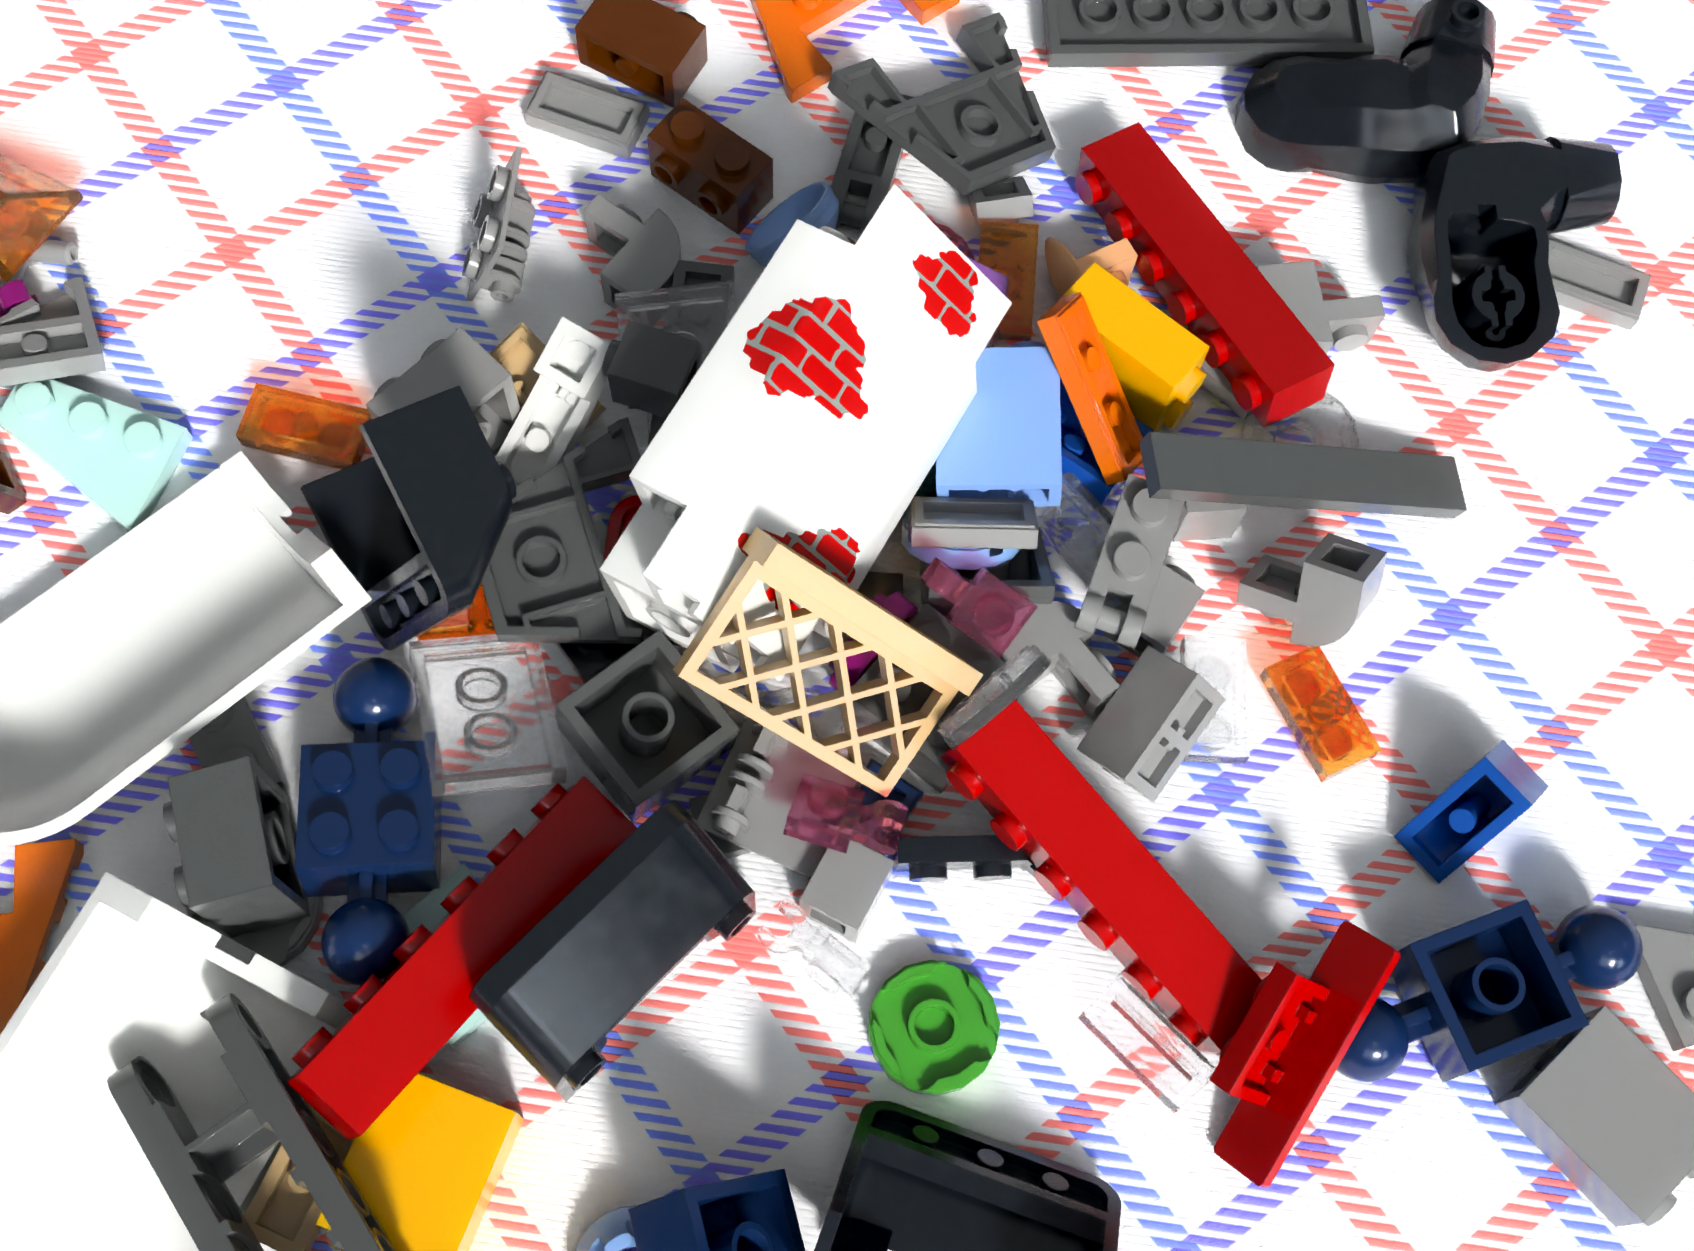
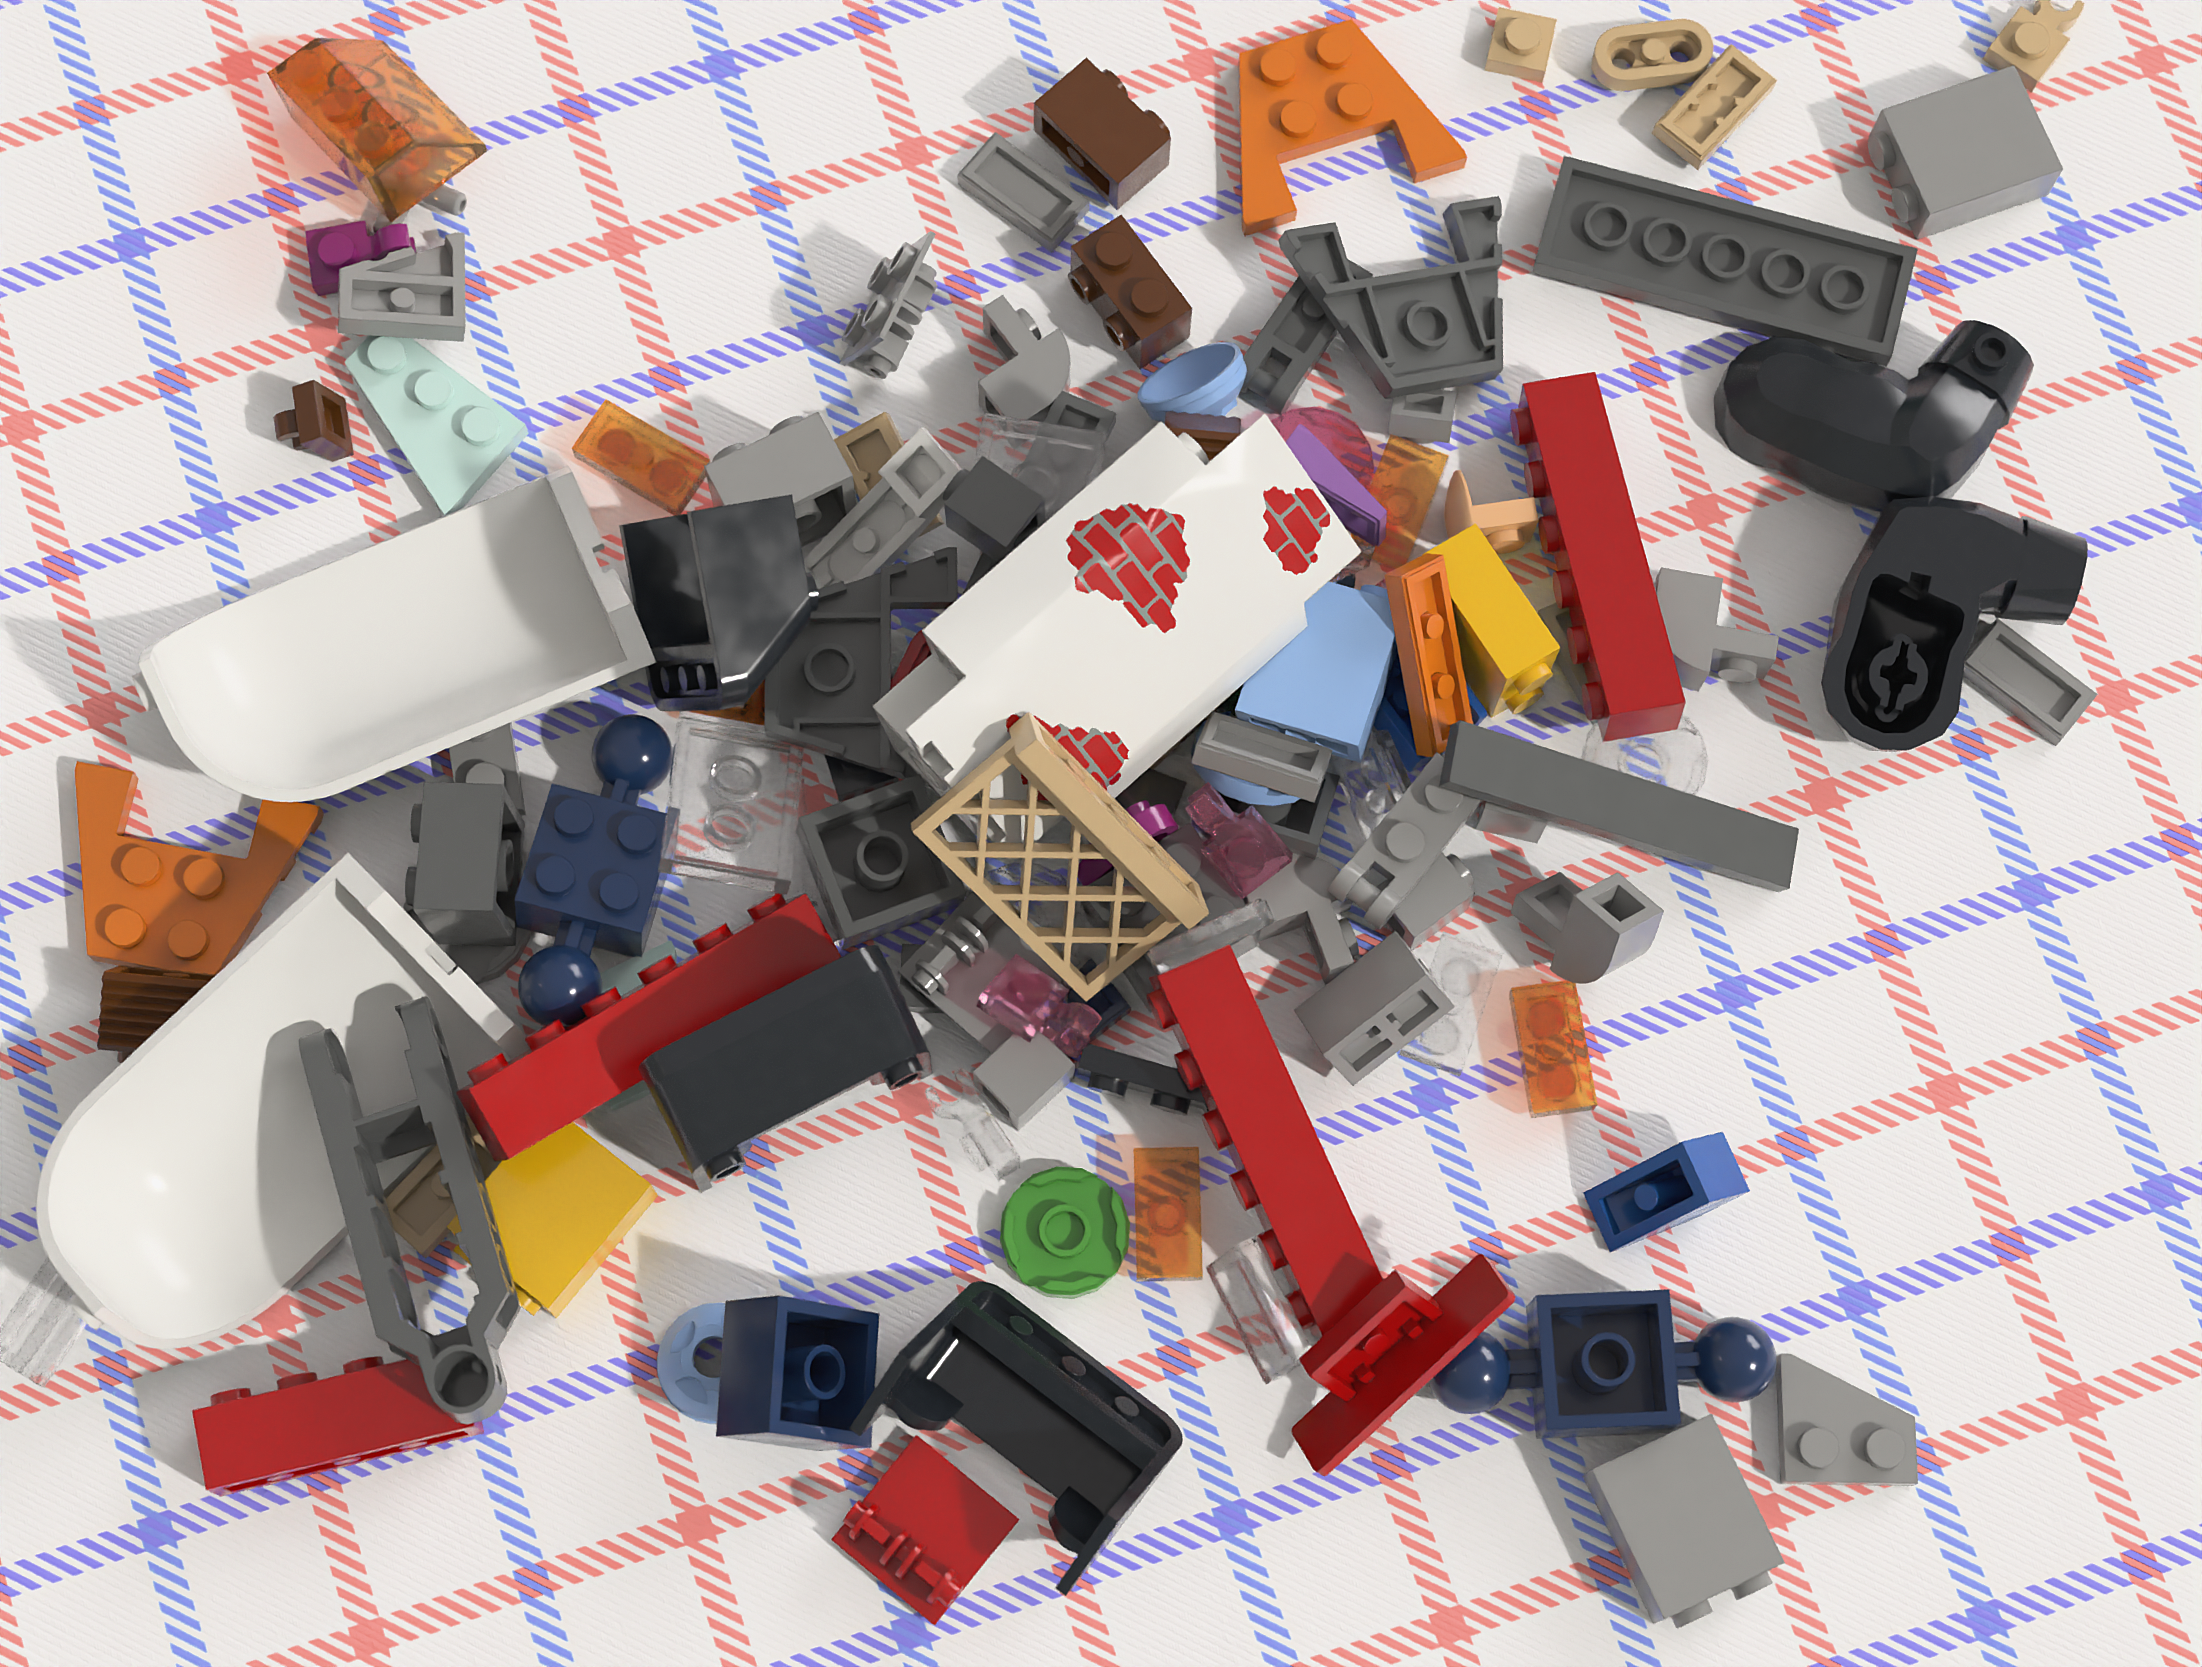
camera: 20 degrees right, 5 degrees up
(1026, 978) = (1167, 1214): none -> clear orange plate

